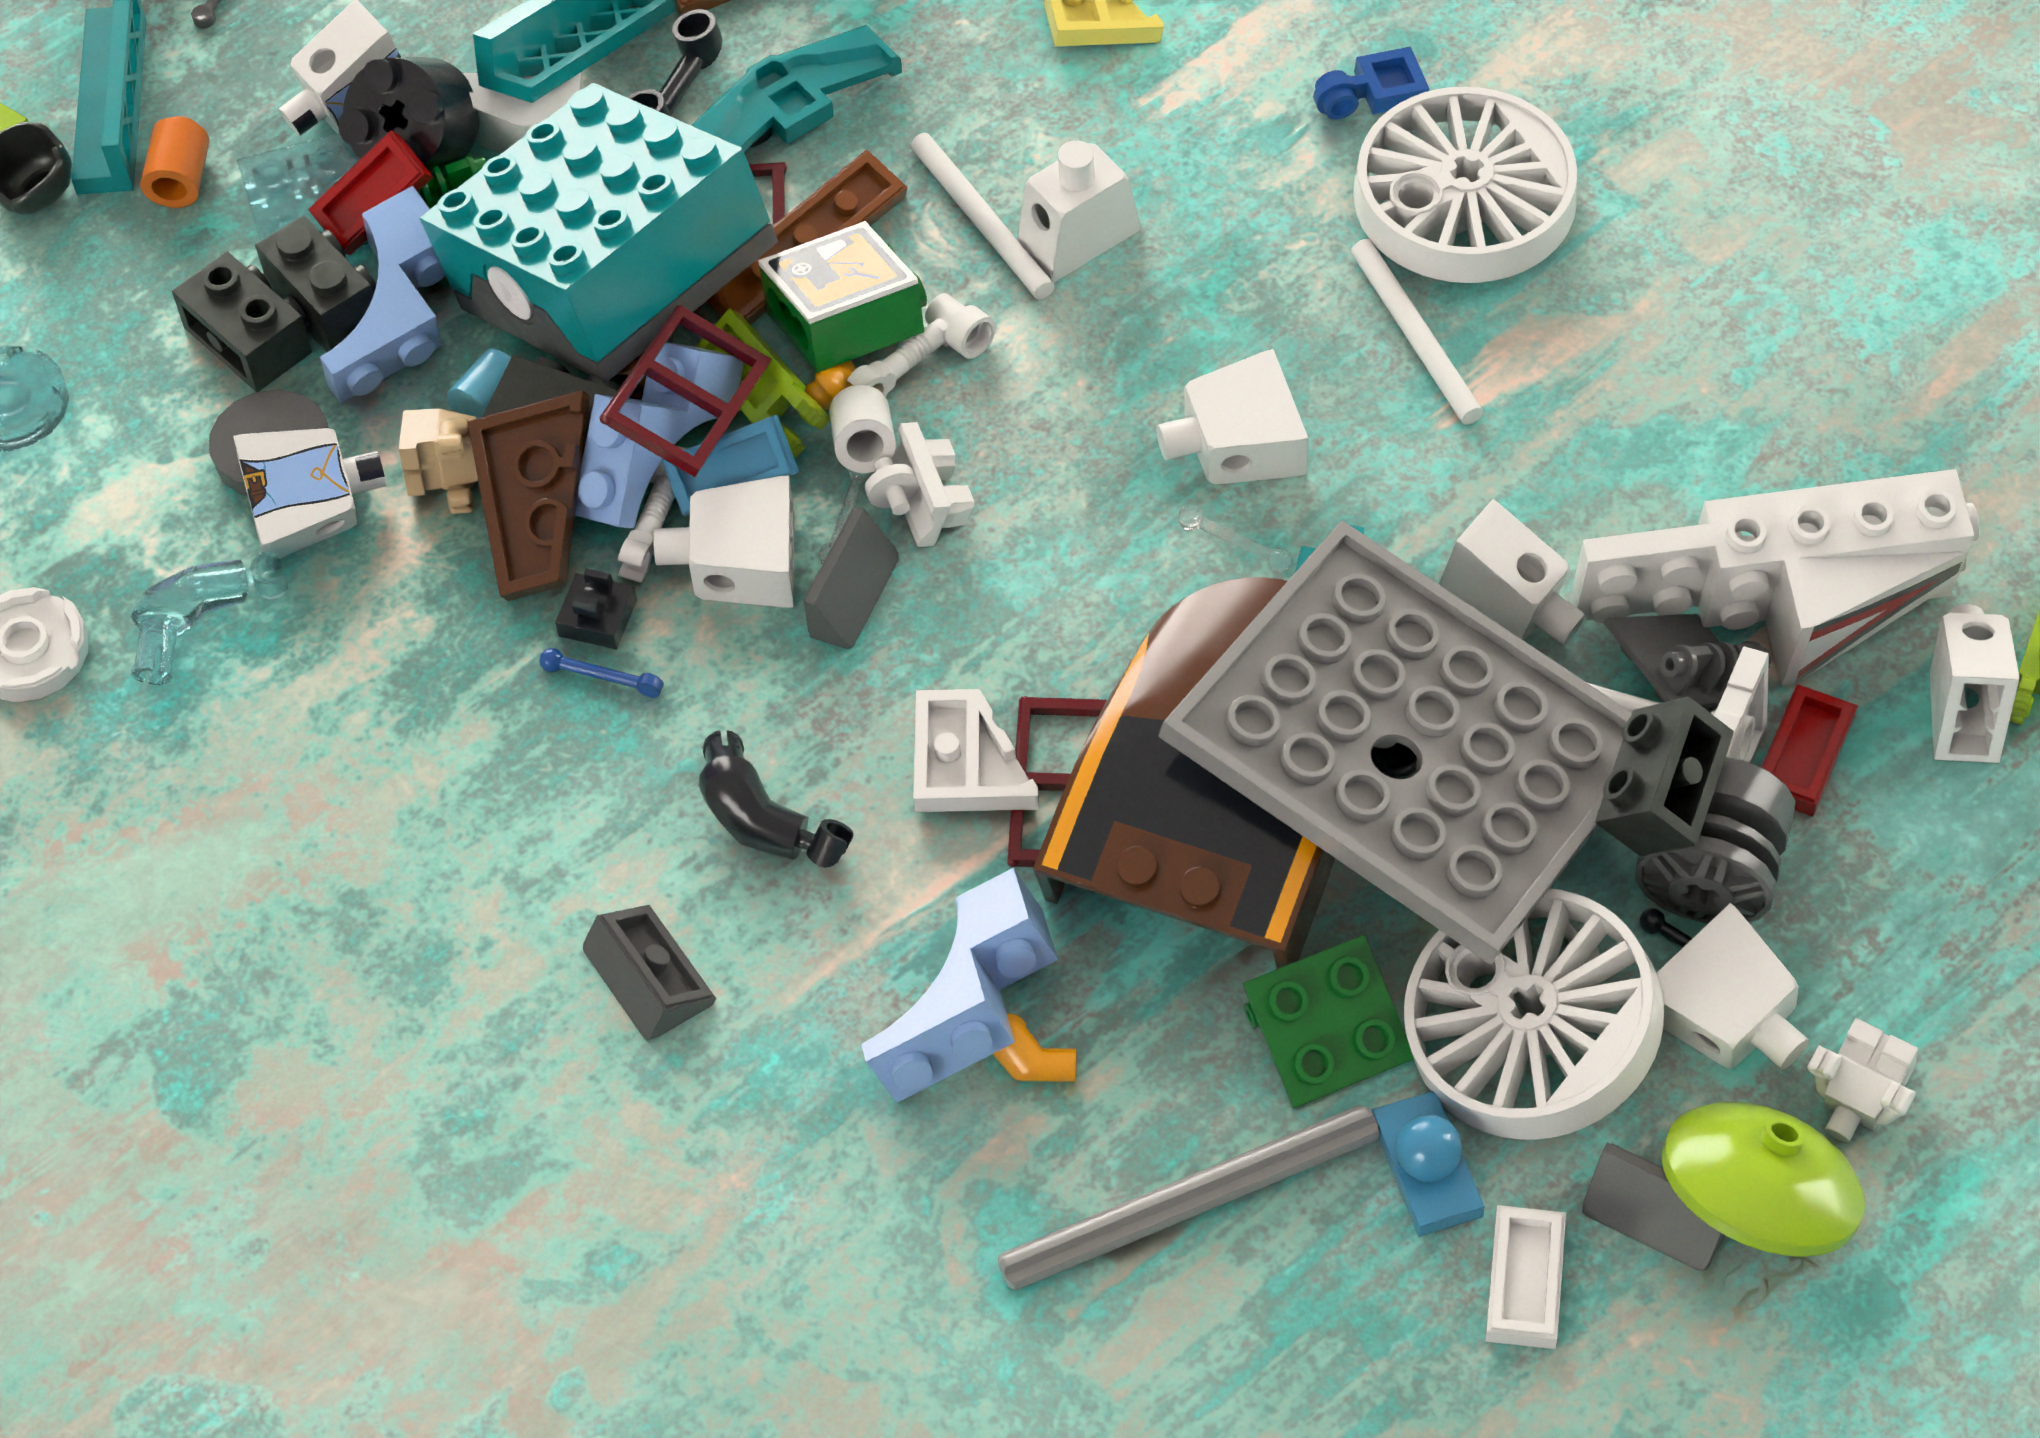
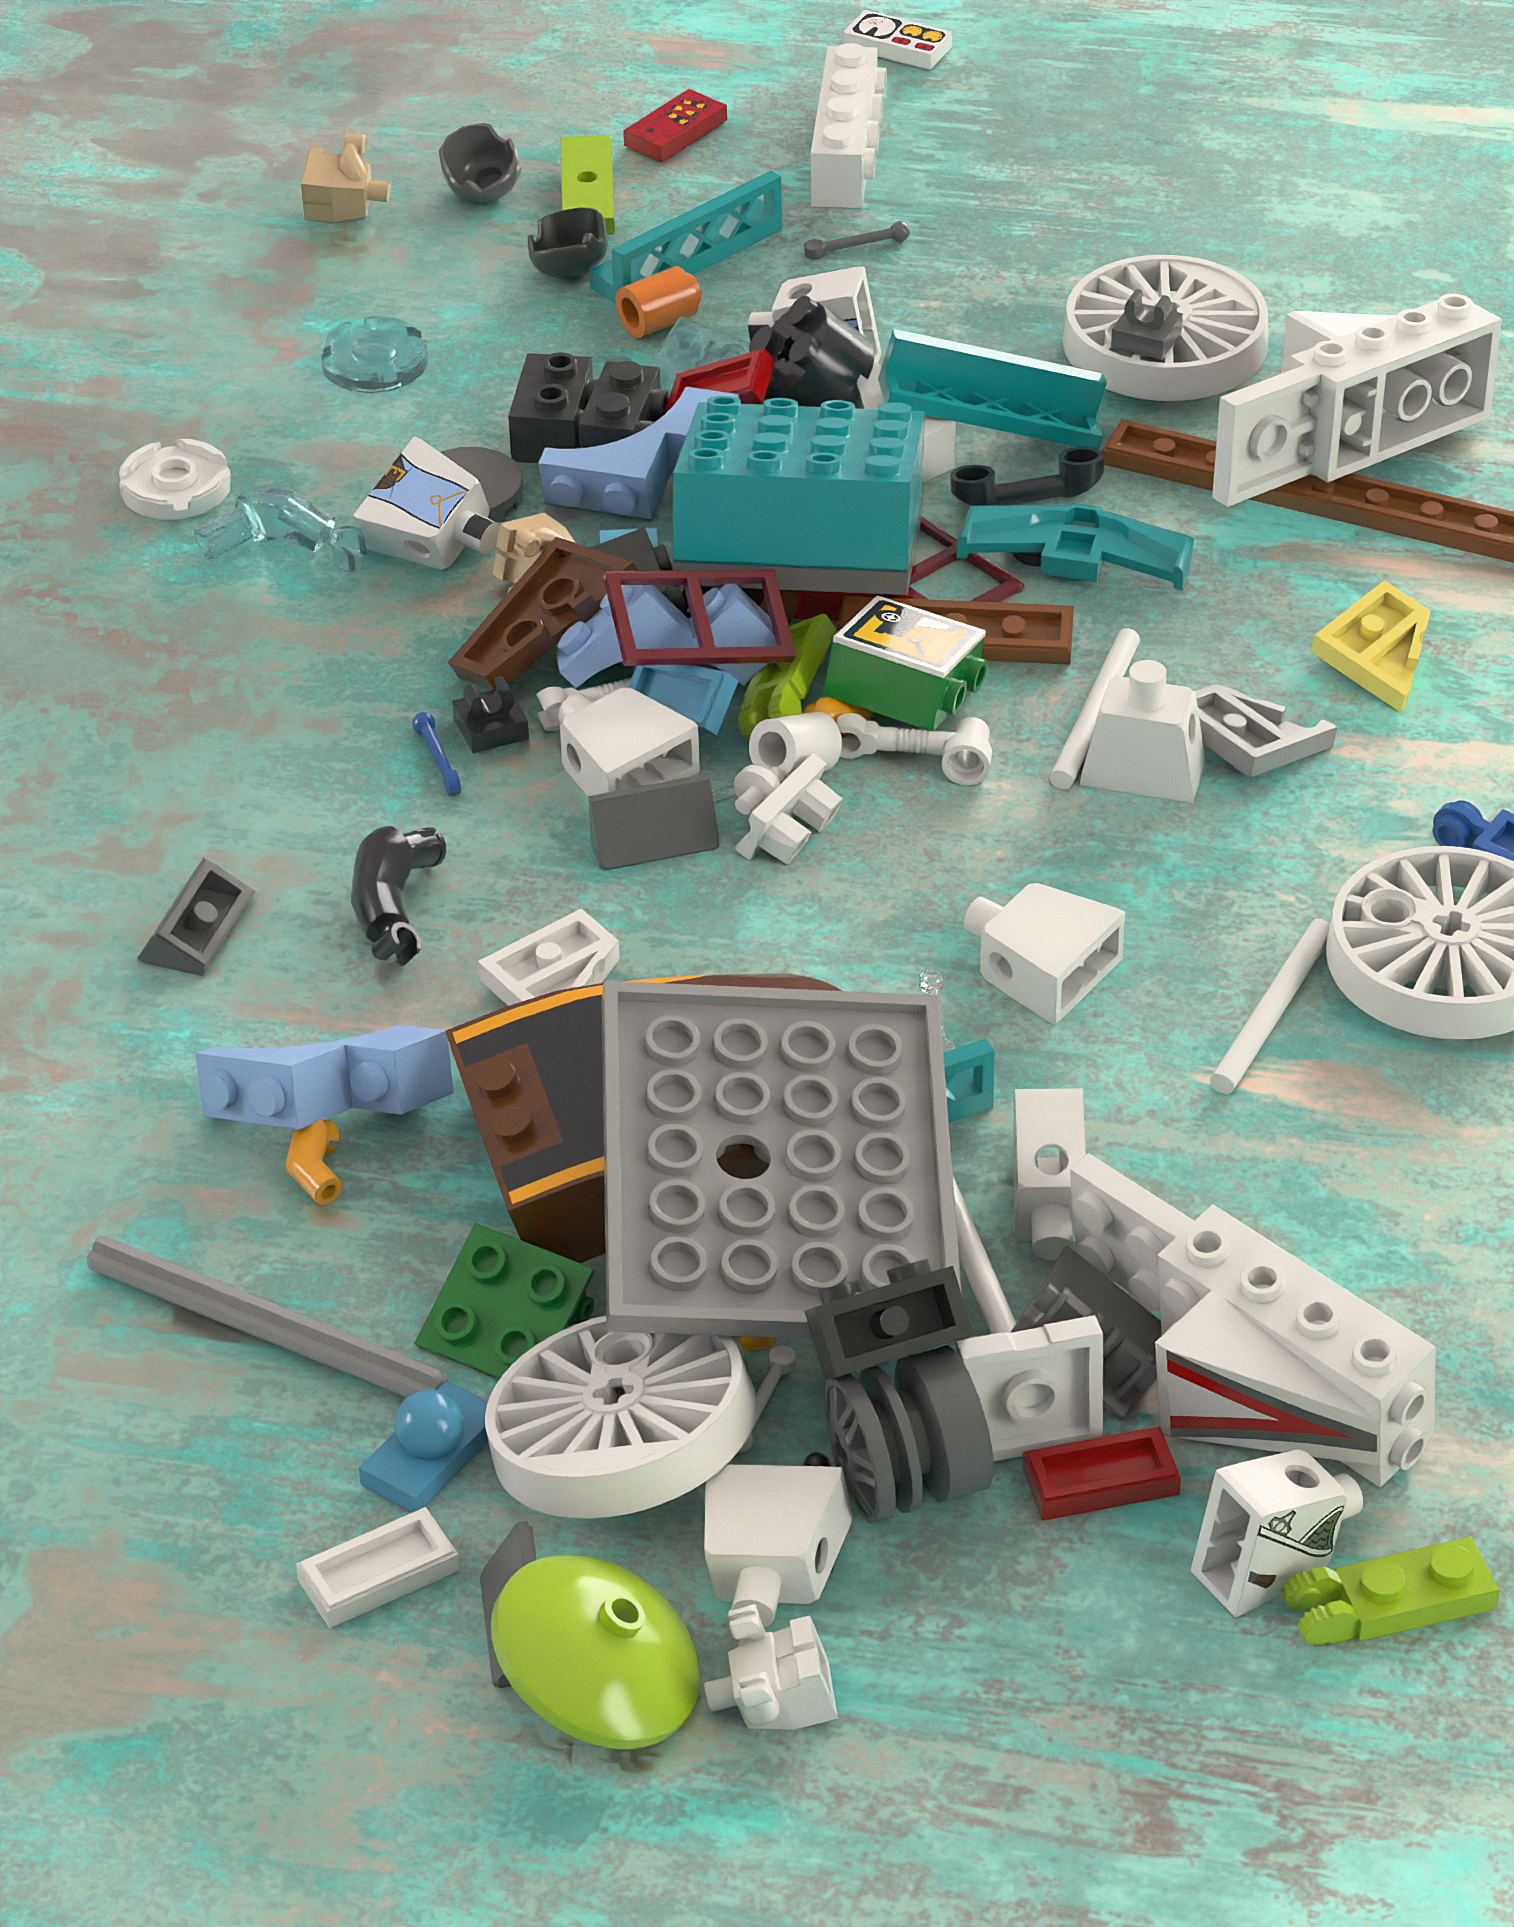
camera: 50 degrees right, 15 degrees down
(1125, 136) = (1254, 731): none -> light grey wing

